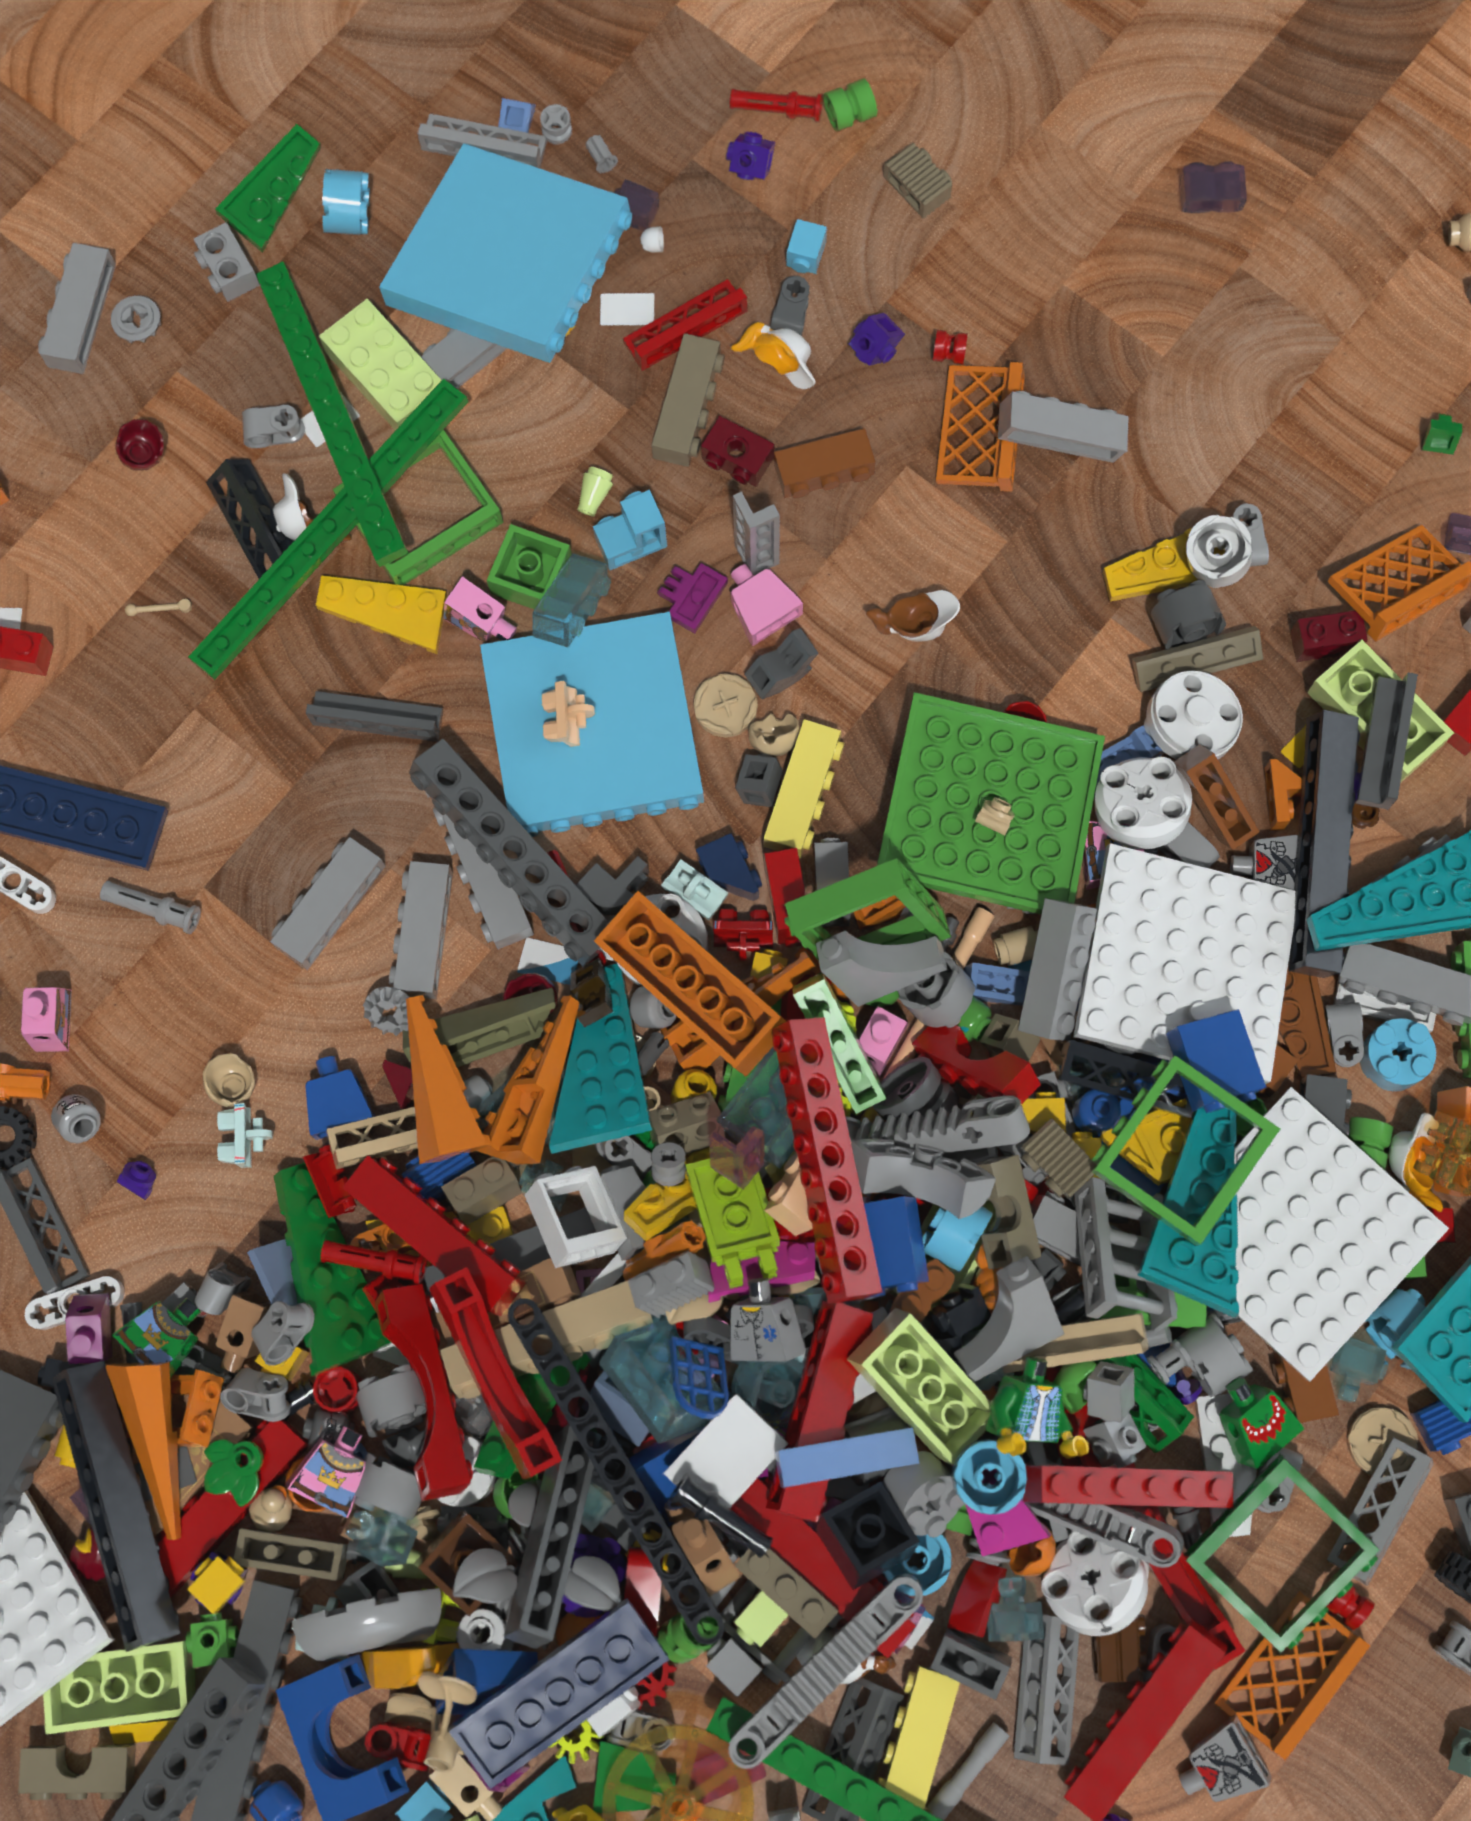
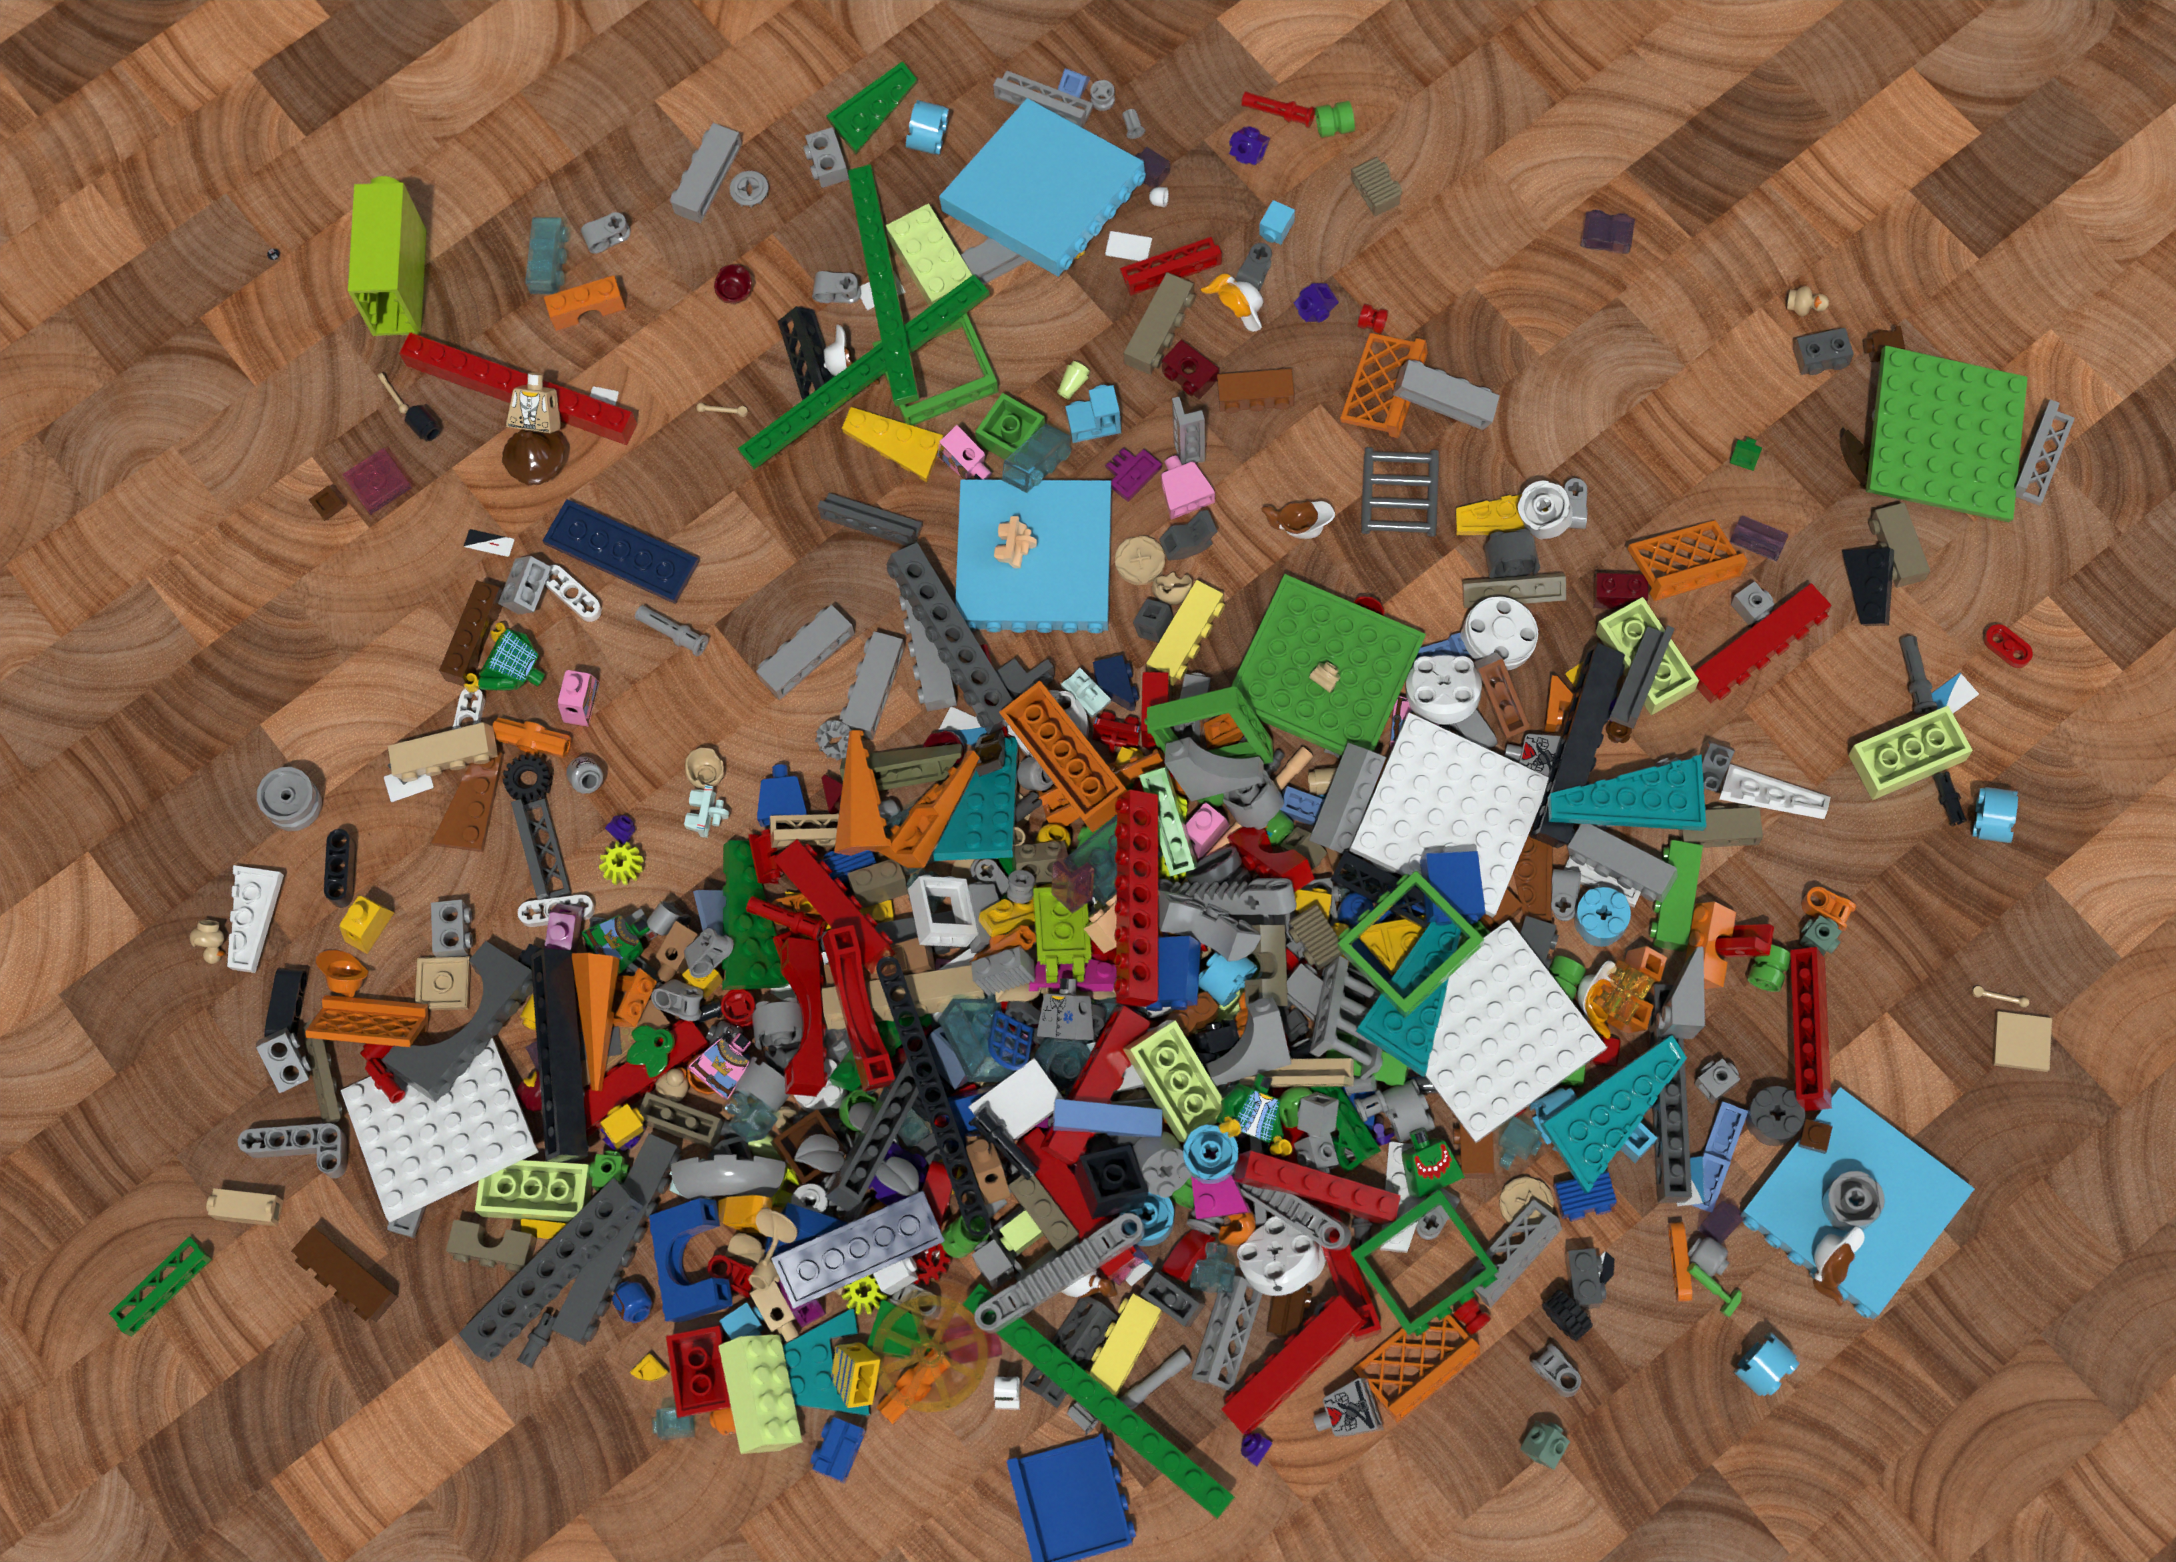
camera: 15 degrees right, 5 degrees down
(157, 1229) = (629, 867): none -> neon yellow gear
(1064, 539) = (1429, 504): none -> dark grey bar

